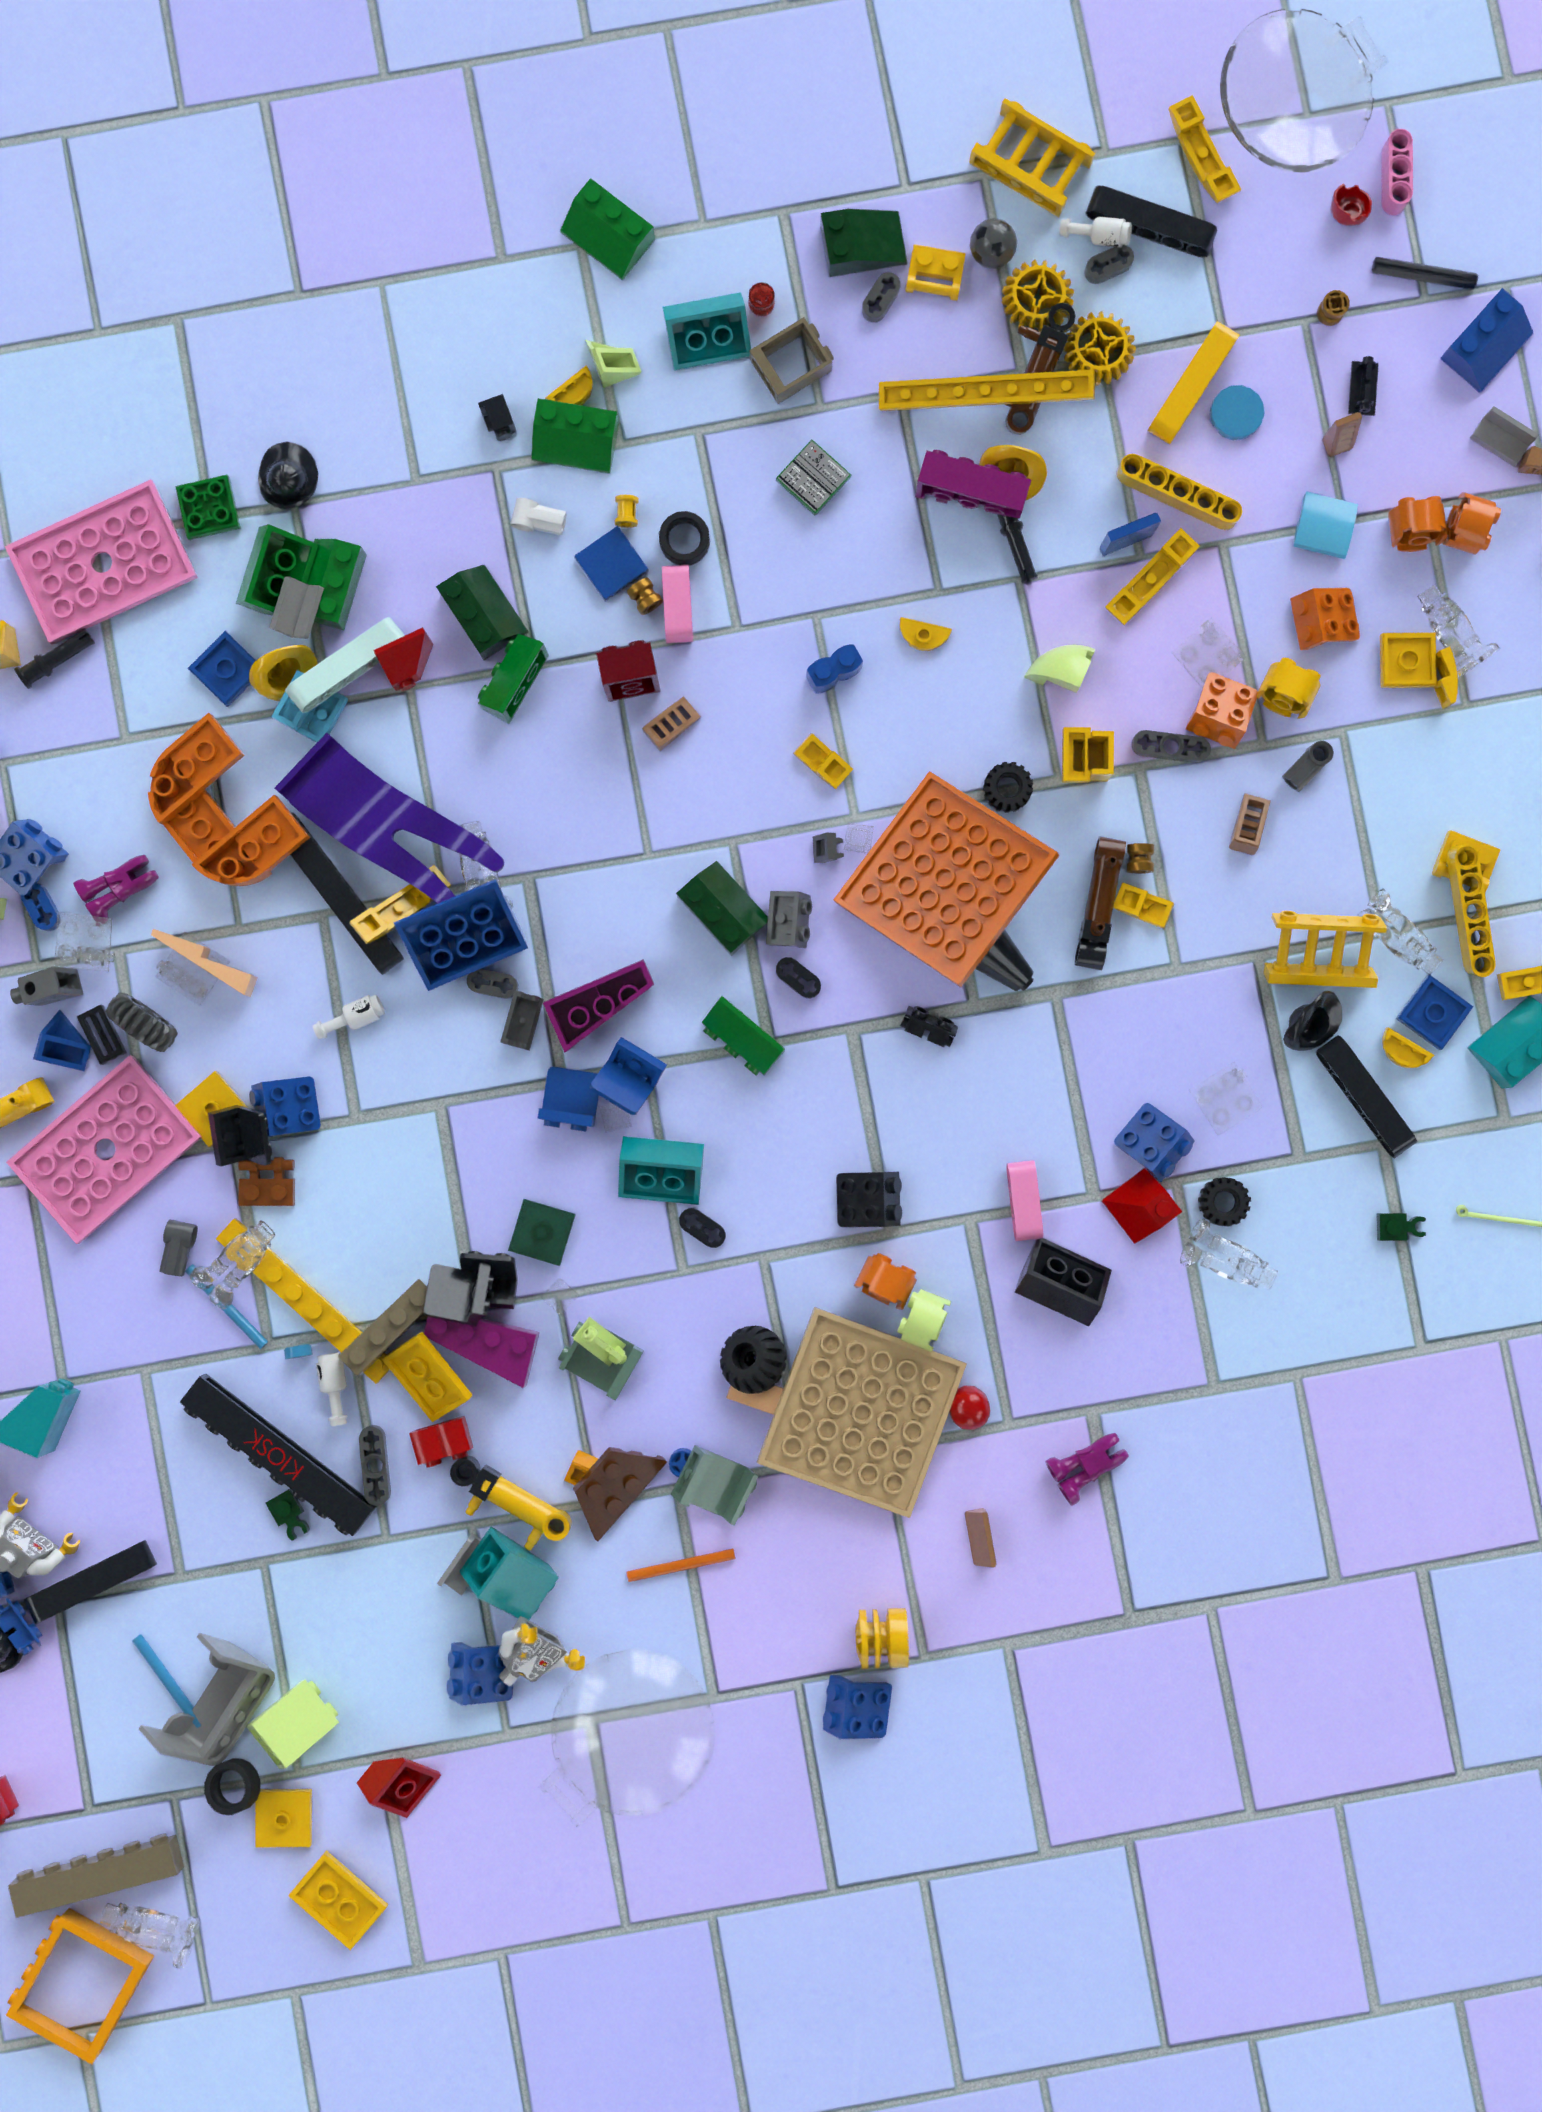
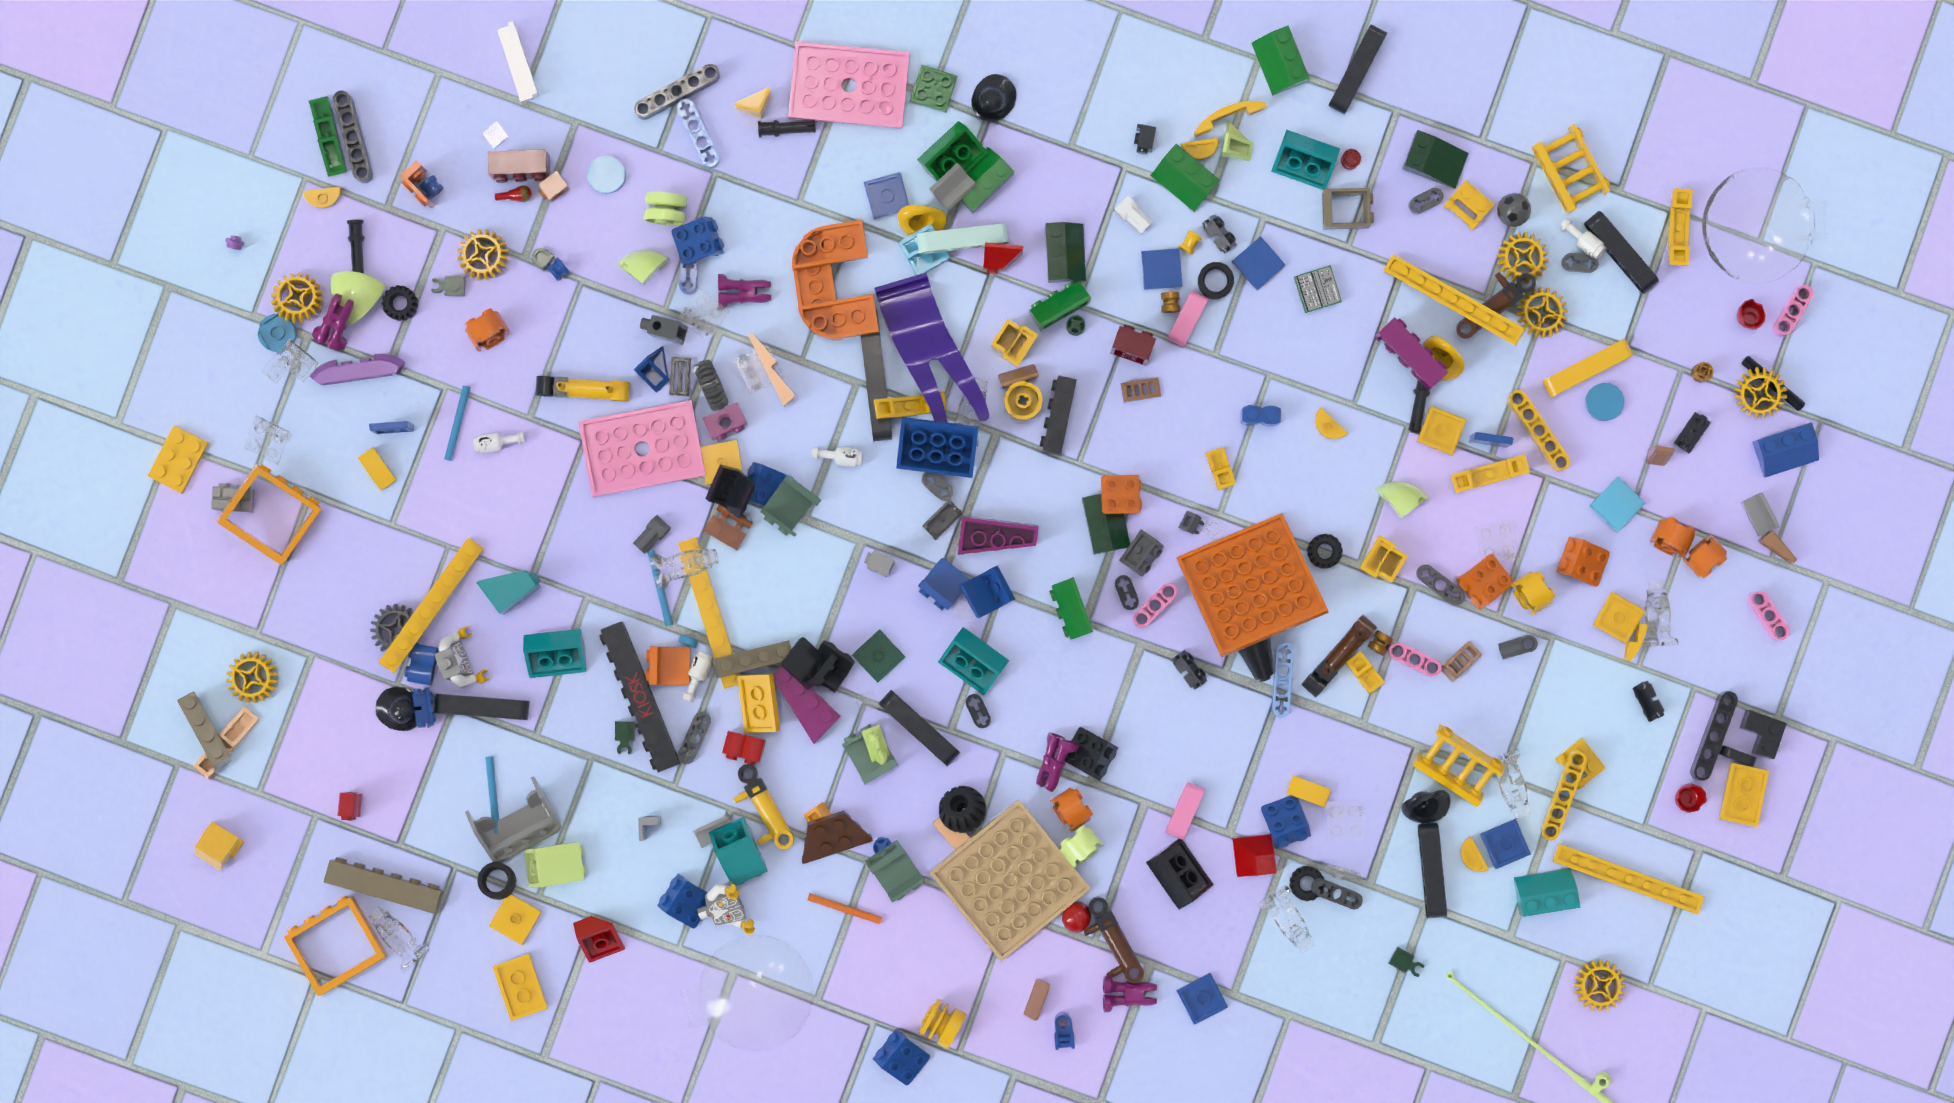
camera: 30 degrees right, 0 degrees up
(141, 1463) = (554, 653): none -> teal slope
(173, 1065) = (713, 422): none -> magenta brick
(289, 1396) = (668, 665): none -> orange bracket
(323, 1113) = (788, 505): none -> sand green panel
(371, 1611) = (643, 821): none -> light grey panel
(475, 1118) = (879, 563): none -> light grey brick
(481, 753) = (1013, 342): none -> yellow plate
(513, 793) = (1021, 374): none -> medium nougat slope
(530, 804) = (1027, 391): none -> yellow brick
(542, 688) = (1077, 323): none -> dark green wheel
(587, 803) = (1058, 420): none -> black brick
(602, 306) = (1250, 107): none -> yellow slope
(642, 1291) = (919, 728): none -> black beam
(647, 474) = (1225, 238): none -> hinge
(706, 186) = (1357, 69): none -> black beam
(721, 862) = (1121, 494): none -> orange bracket
(723, 488) = (1258, 263): none -> blue tile
(831, 1242) = (1052, 766): none -> magenta piece
(841, 959) = (1161, 598): none -> bright pink beam
(1035, 1408) = (1116, 941): none -> reddish brown piece
(1038, 1561) = (1063, 1034): none -> blue piece
(1053, 970) = (1278, 679): none -> light blue beam
(1062, 560) = (1441, 430): none -> yellow plate
(1160, 1088) = (1309, 791): none -> yellow slope
(1180, 1417) = (1202, 998): none -> blue tile
(1206, 854) = (1424, 660): none -> bright pink beam
(1257, 1164) = (1339, 872): none -> clear plate
(1259, 1190) = (1344, 893): none -> dark grey beam
(1418, 278) = (1769, 397): none -> yellow gear
(1493, 732) = (1644, 693): none -> black hinge

